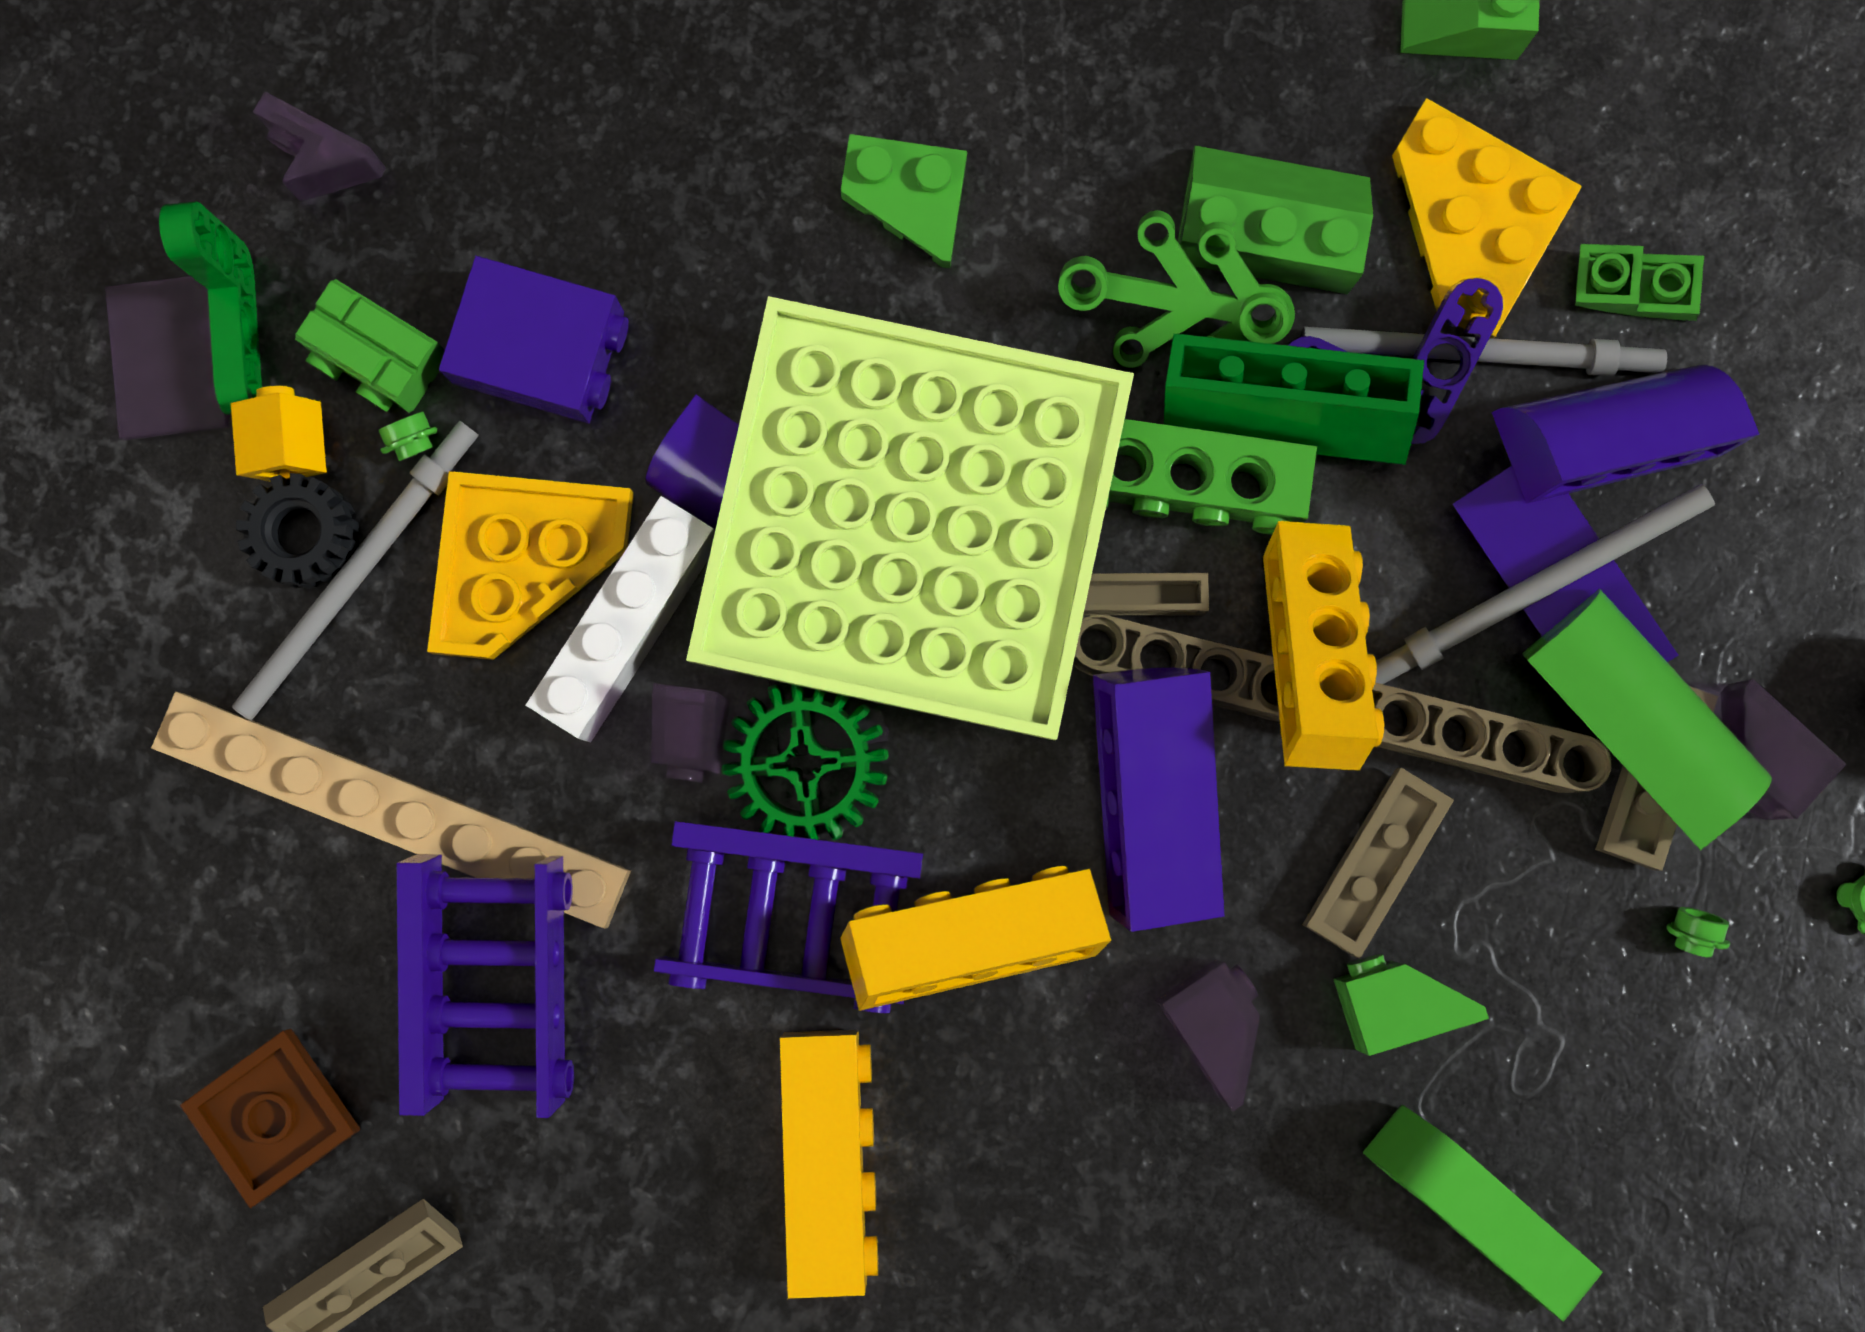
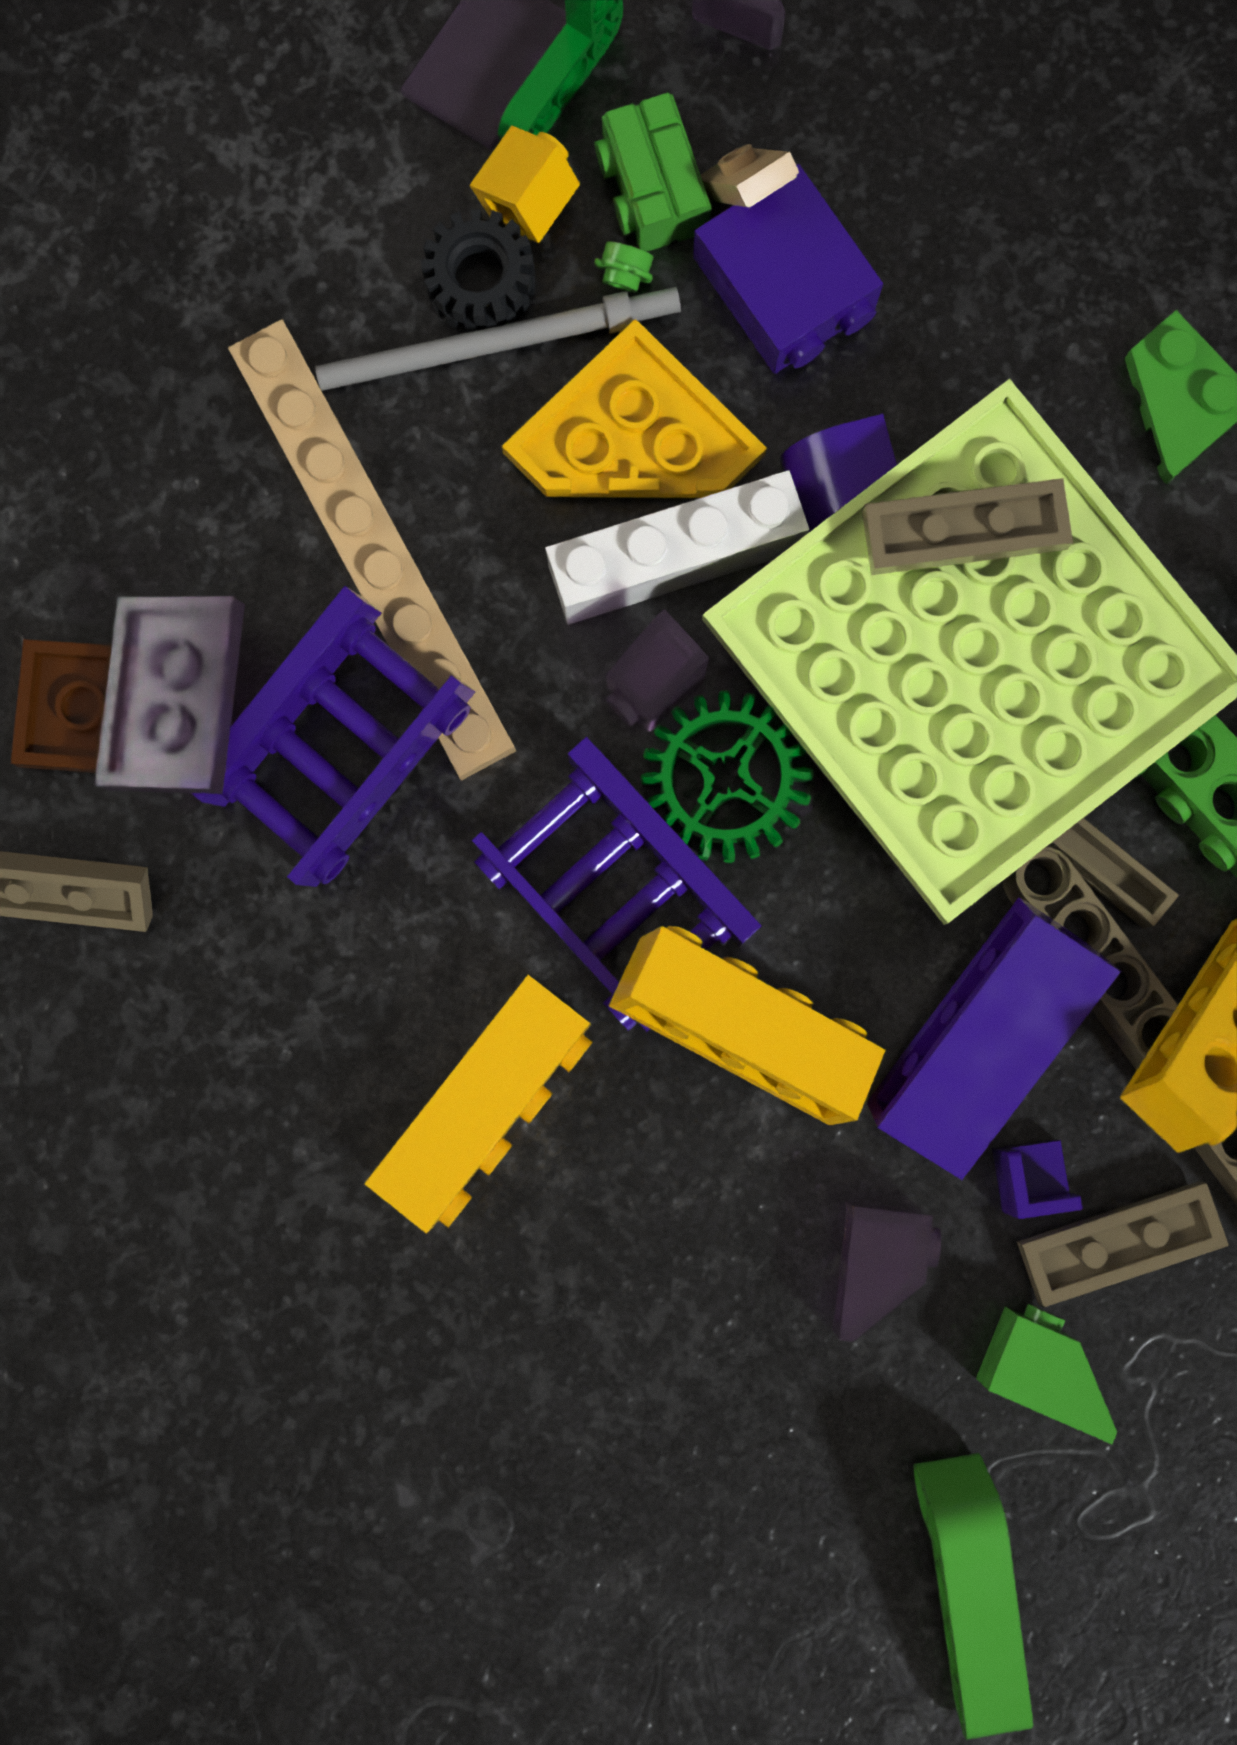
camera: 45 degrees right, 0 degrees up
(330, 1055) = (170, 694): none -> clear purple plate
(444, 296) = (748, 175): none -> tan plate
(827, 436) = (967, 526): none -> dark tan plate
(1277, 869) = (1033, 1180): none -> dark purple panel

